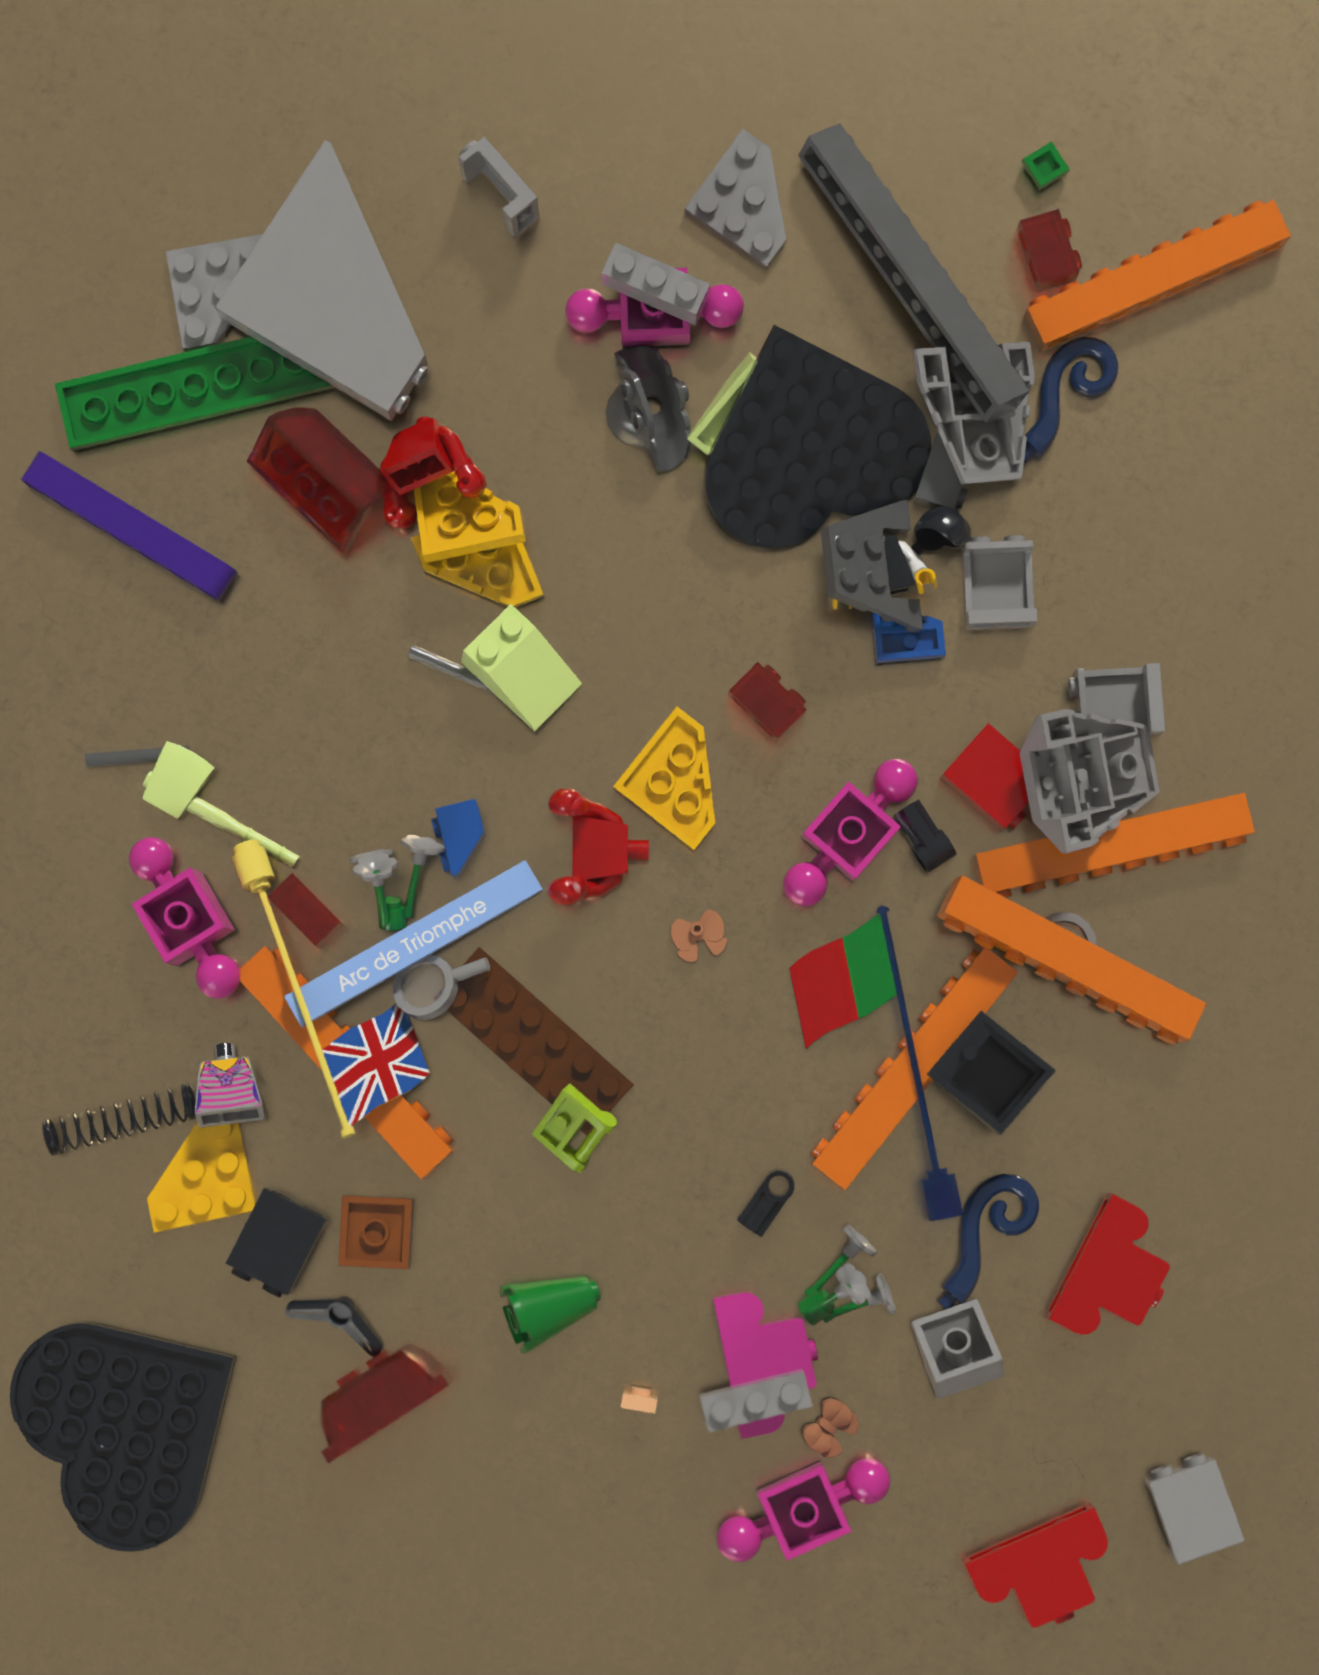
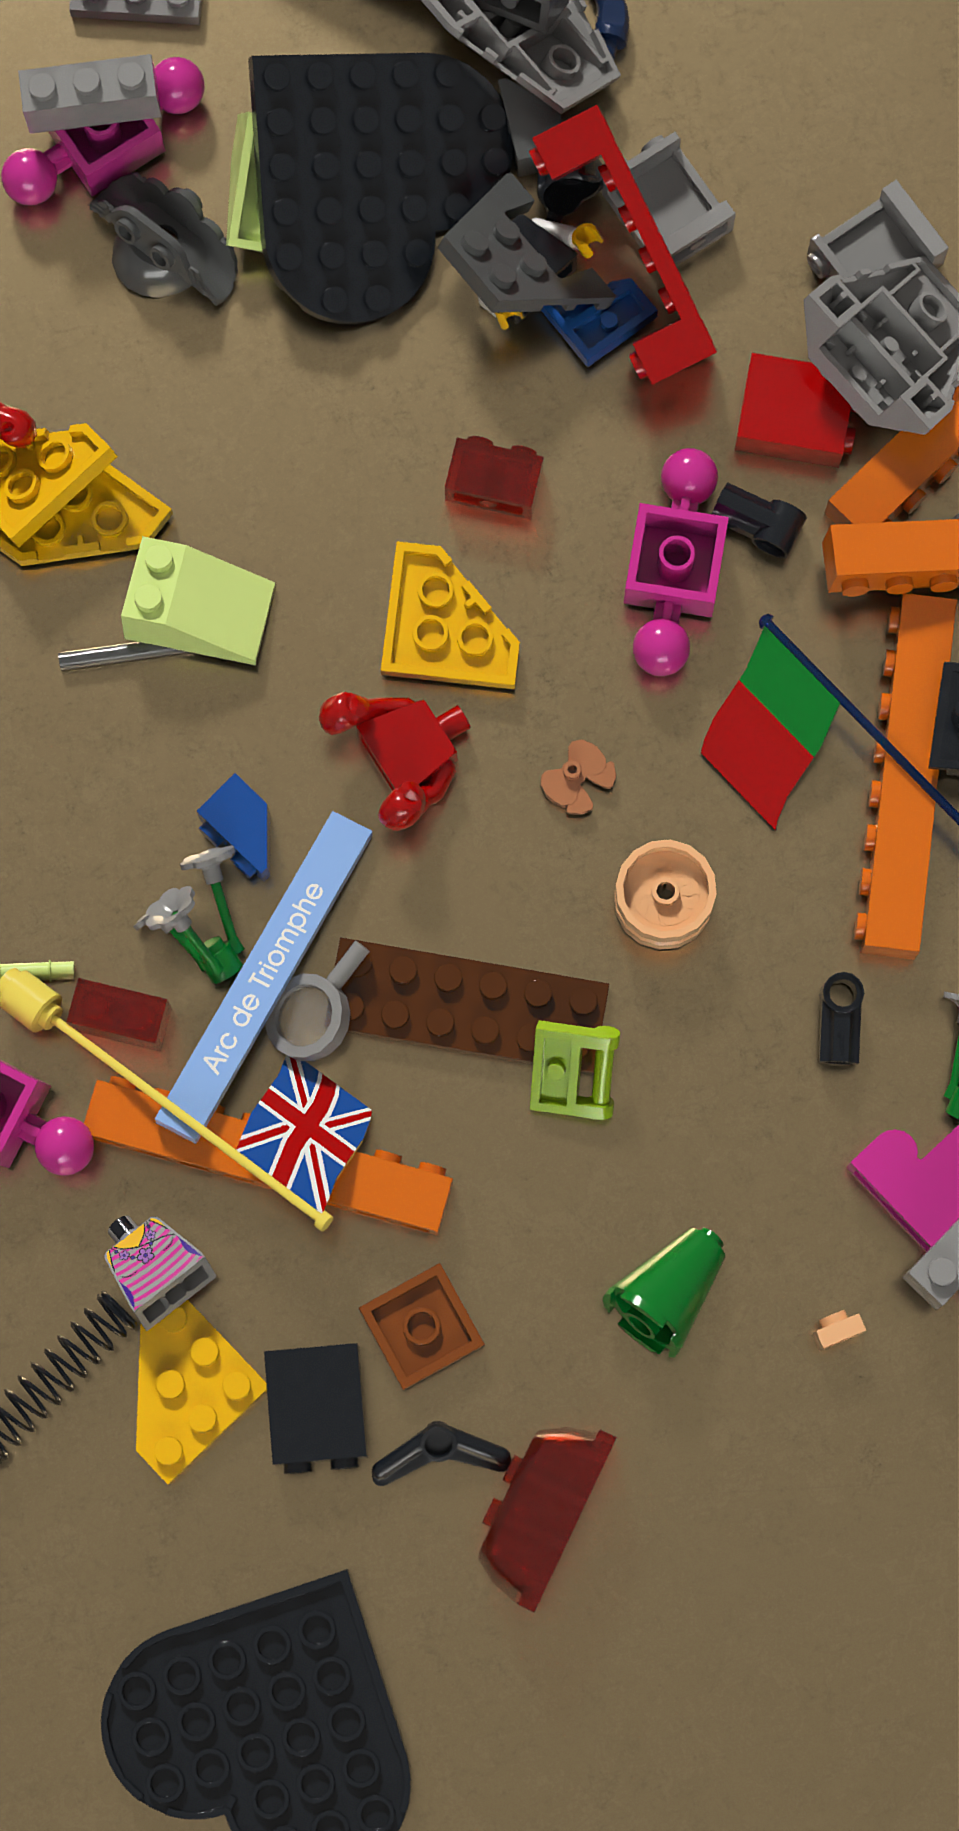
camera: 30 degrees left, 5 degrees down
(708, 1029) = (651, 871): none -> light nougat wheel
(949, 687) = (582, 142): none -> red plate

